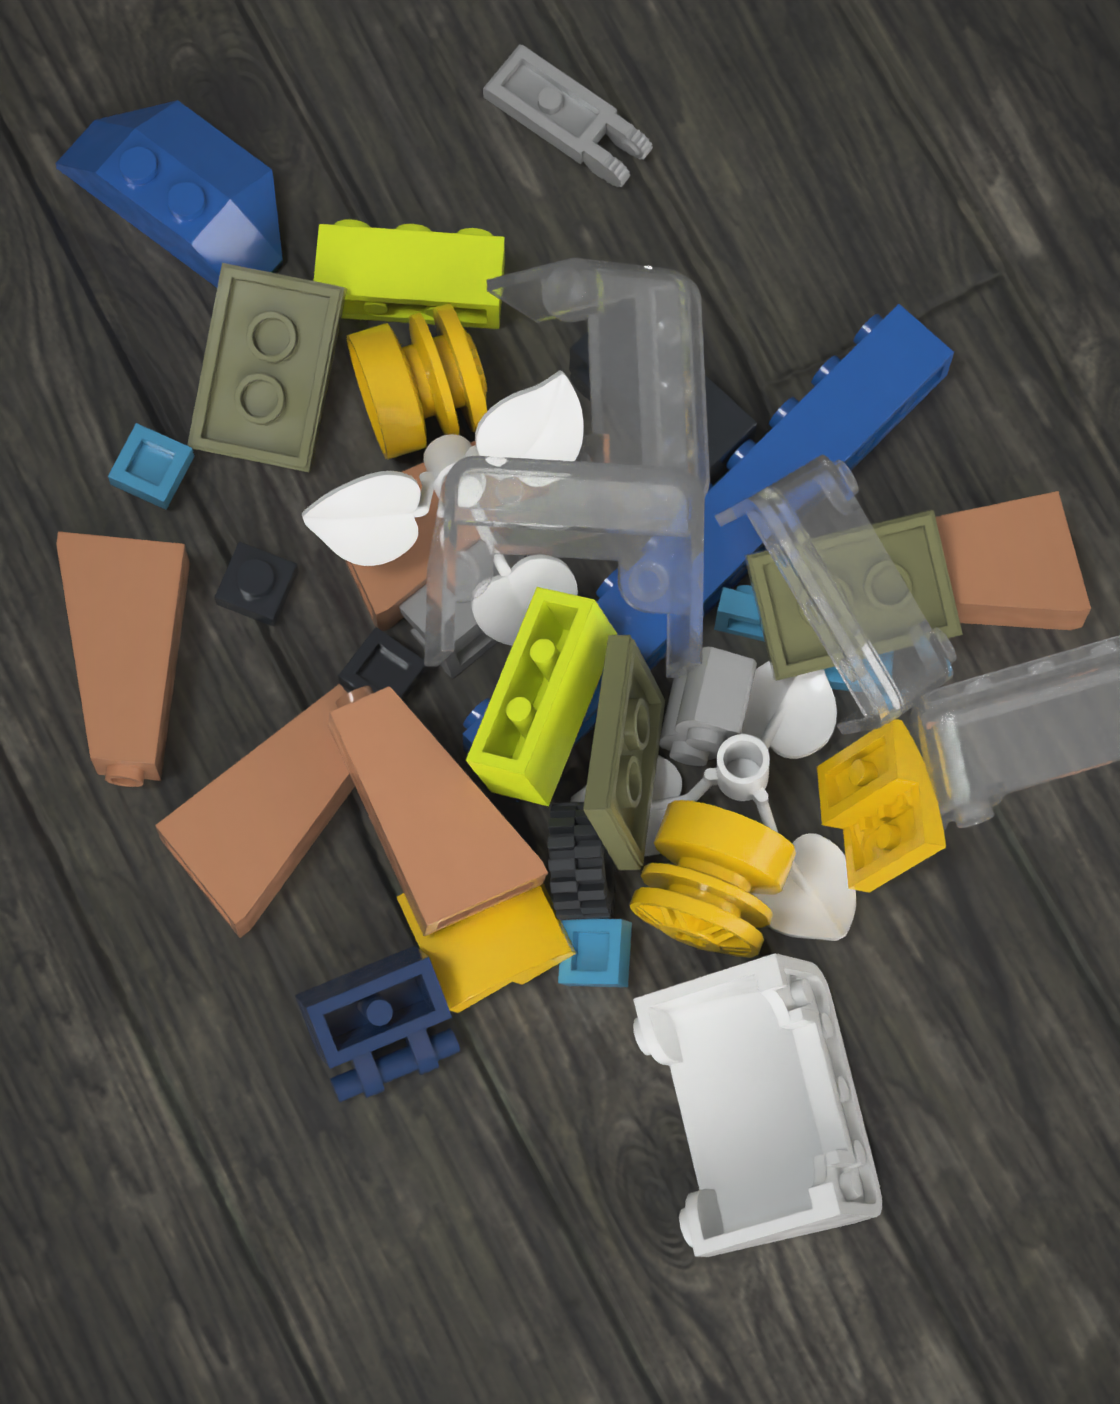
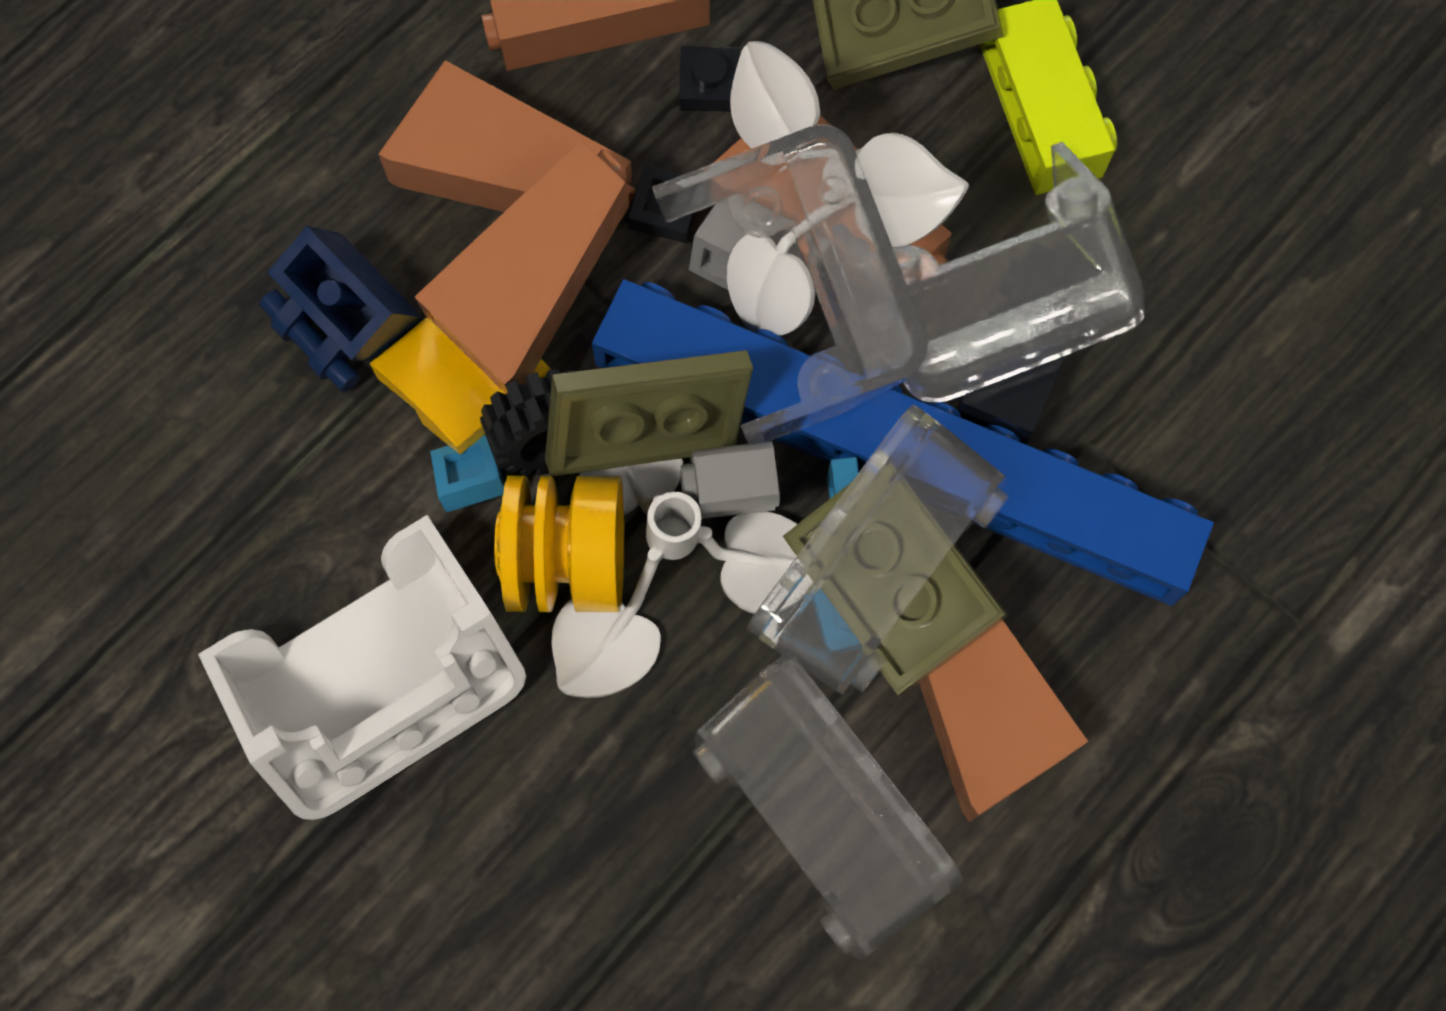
camera: 70 degrees right, 0 degrees up
(418, 380) = (941, 108): yellow wheel -> none
(541, 696) = (667, 314): neon yellow brick -> none
(564, 114) = (1266, 170): light grey hinge -> none
(883, 805) = (707, 671): yellow slope -> none

